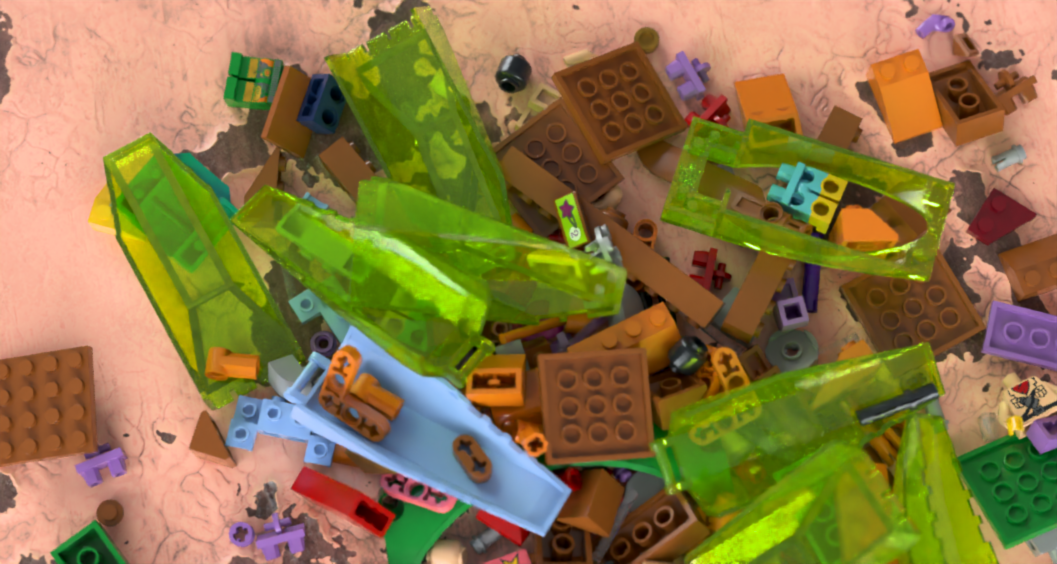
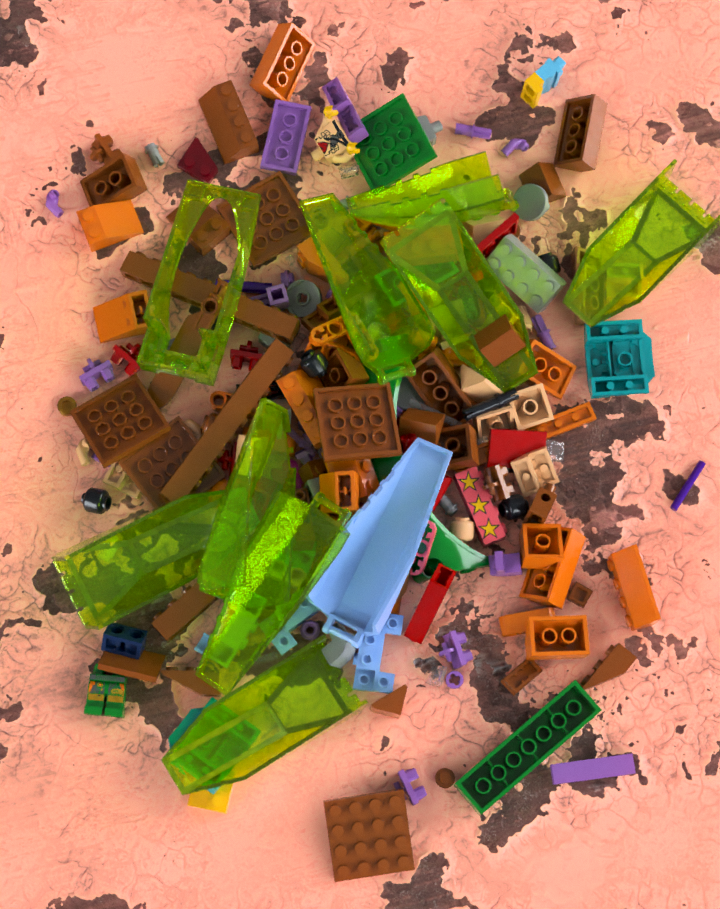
camera: 100 degrees left, 0 degrees up
(224, 364) = (330, 699): orange piece -> none
(248, 510) = (436, 675): none -> clear slope
(341, 396) = (357, 601): orange beam -> none
(372, 394) = (354, 584): orange piece -> none
(476, 455) = (403, 509): dark orange beam -> none
(529, 330) = (300, 480): orange bar -> none
(530, 437) = (381, 466): orange piece -> none
(572, 220) = (218, 445): slope -> none
(603, 246) = (239, 422): plate -> none
(809, 194) = (192, 282): hips -> none
(822, 332) = (287, 278): none -> medium lavender plate
(862, 230) = (223, 248): orange slope -> none
(897, 404) = (340, 214): black pin -> none
(964, 46) = (70, 184): dark orange slope -> none

